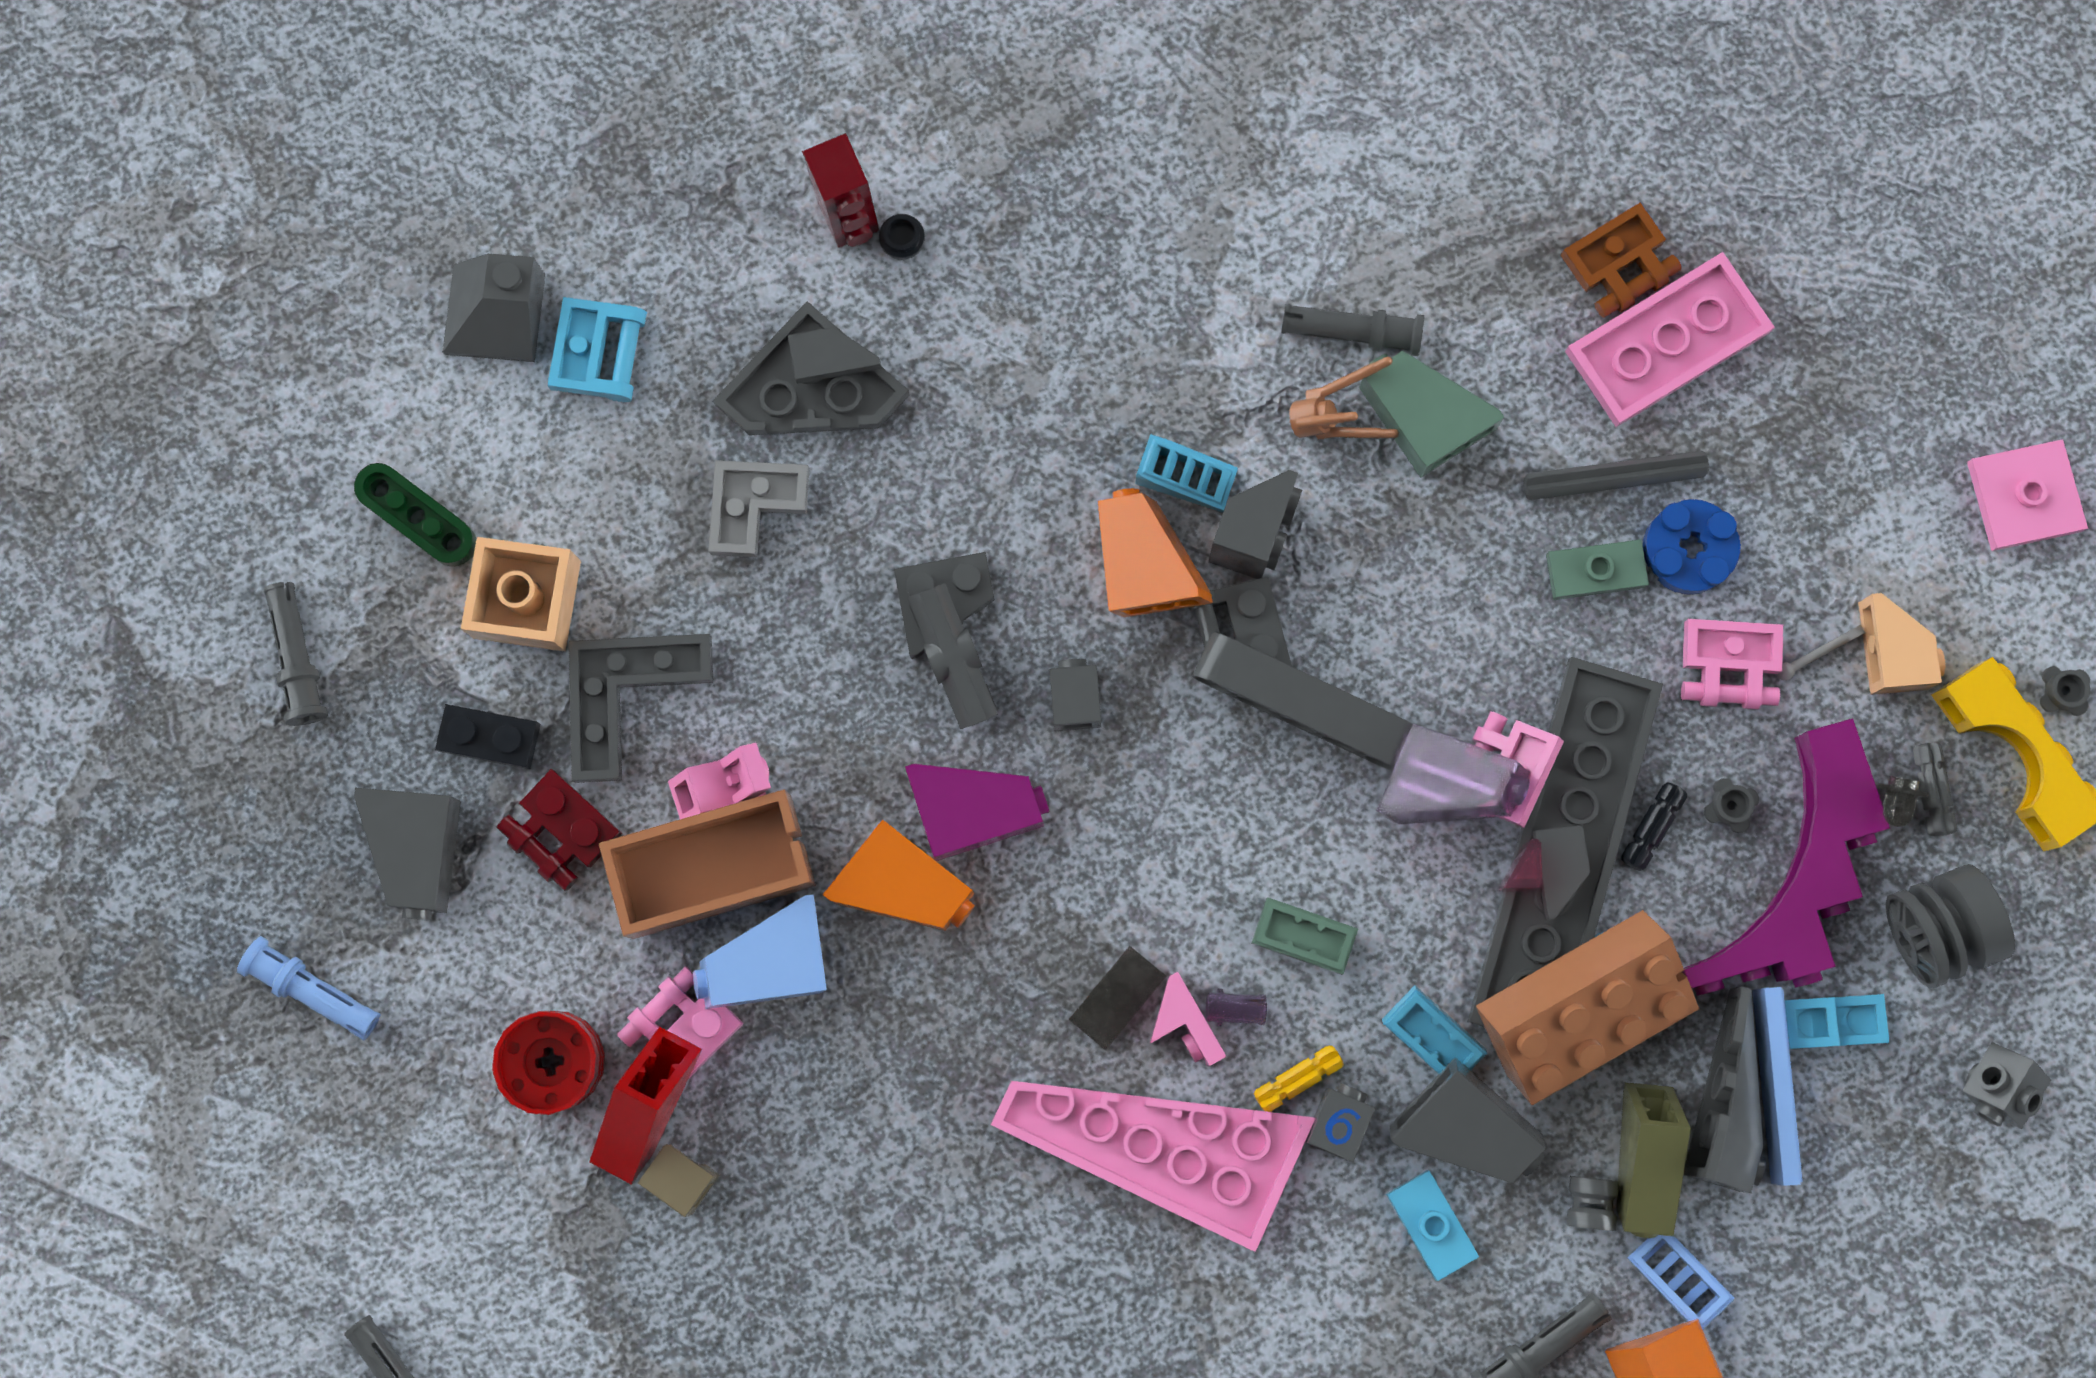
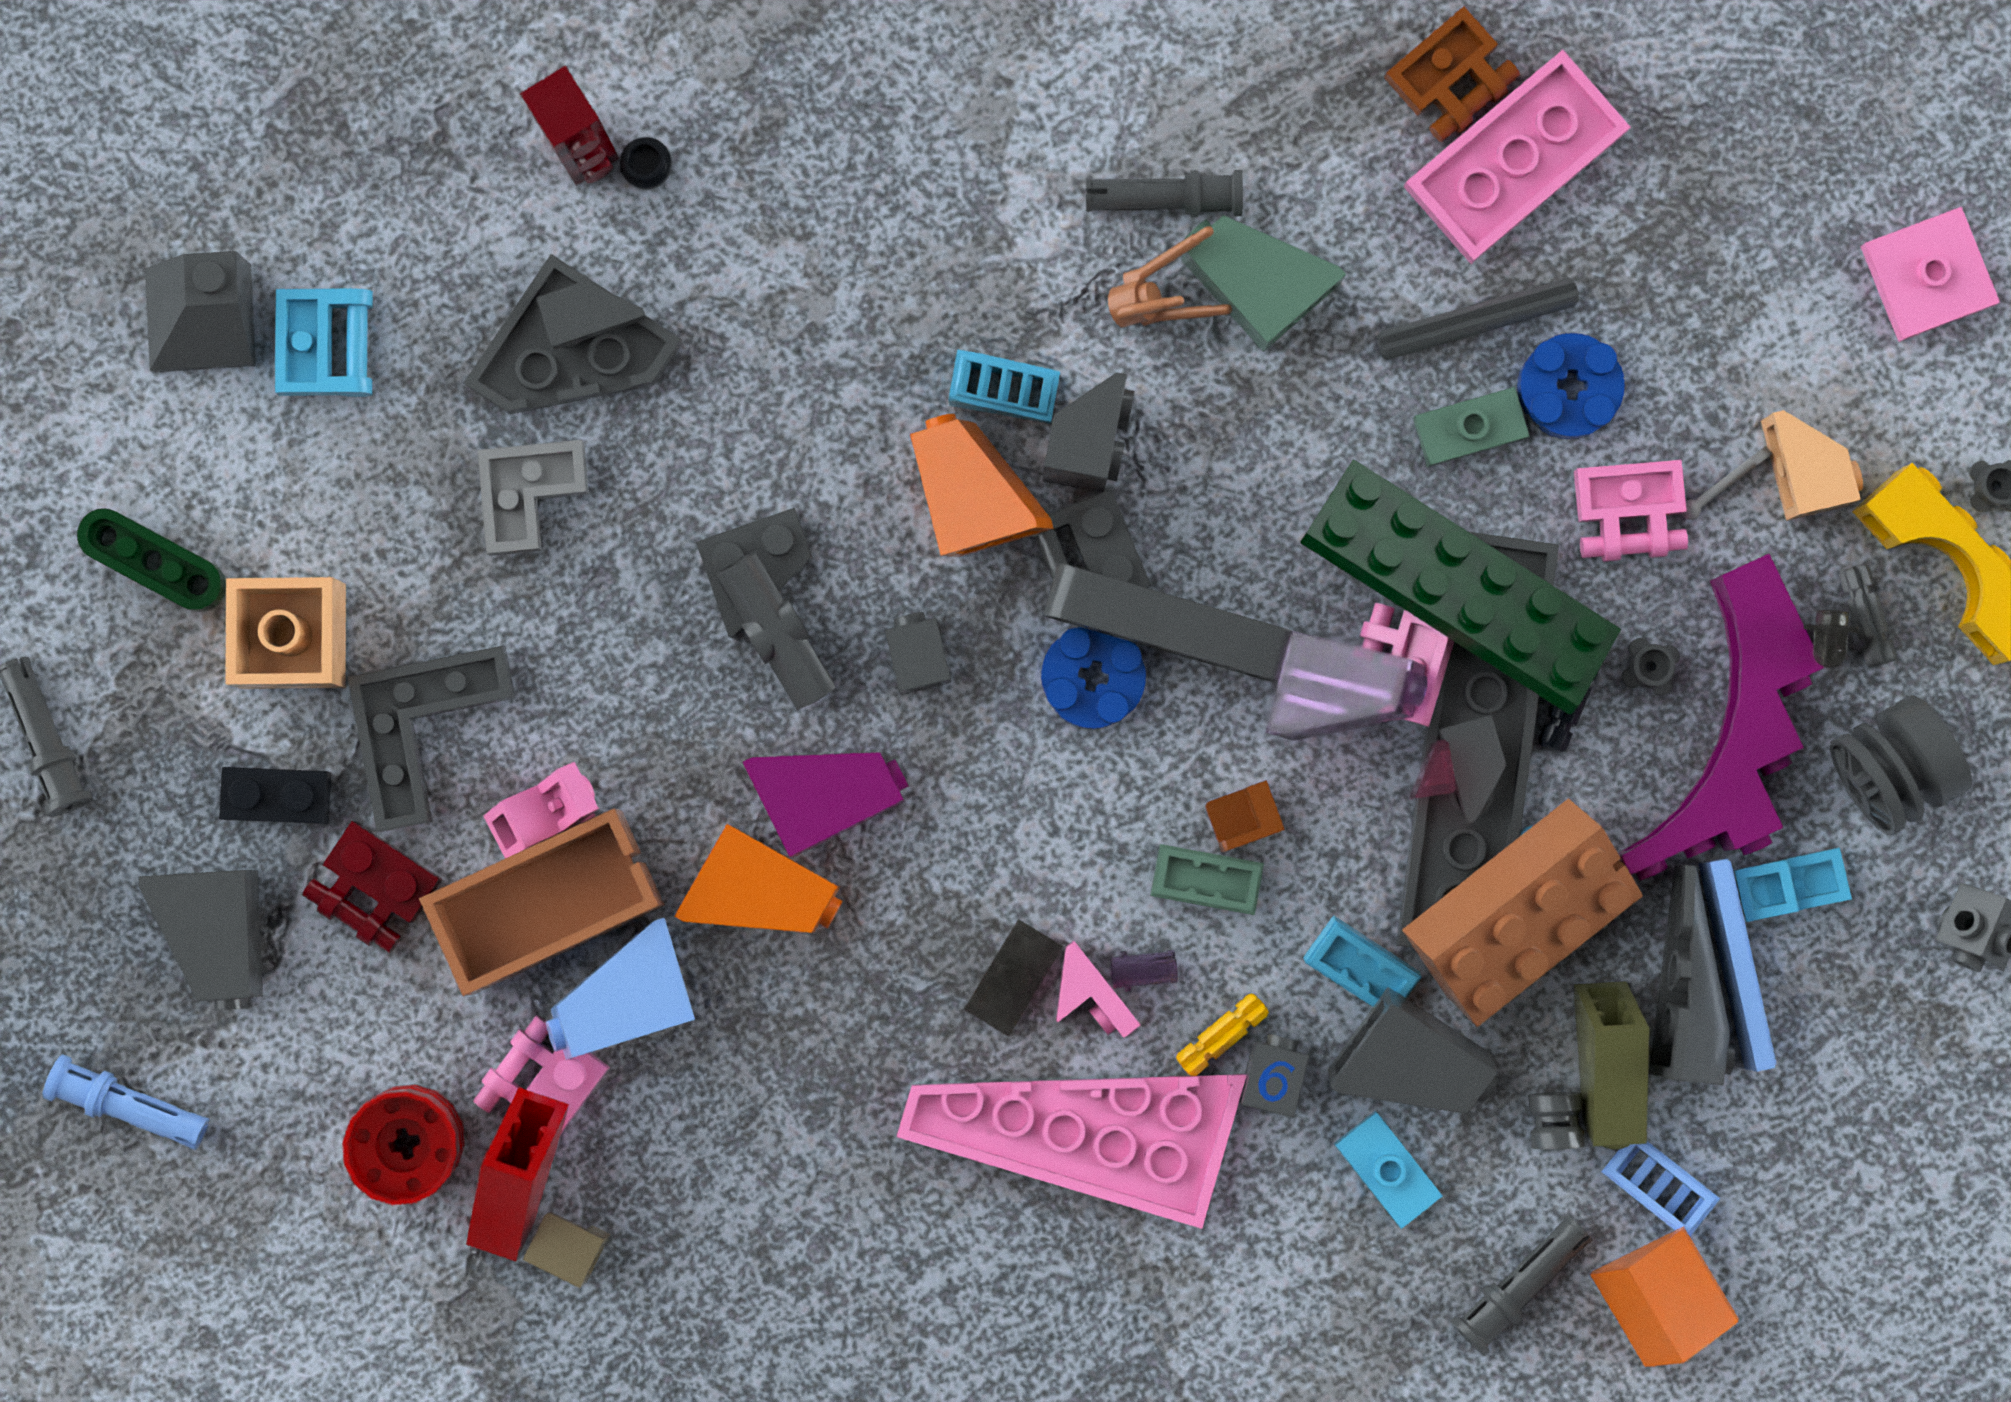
camera: 15 degrees left, 5 degrees up
(1203, 750) = (1067, 691): none -> blue plate
(1346, 884) = (1244, 816): none -> dark orange panel
(1571, 706) = (1461, 587): none -> dark green plate

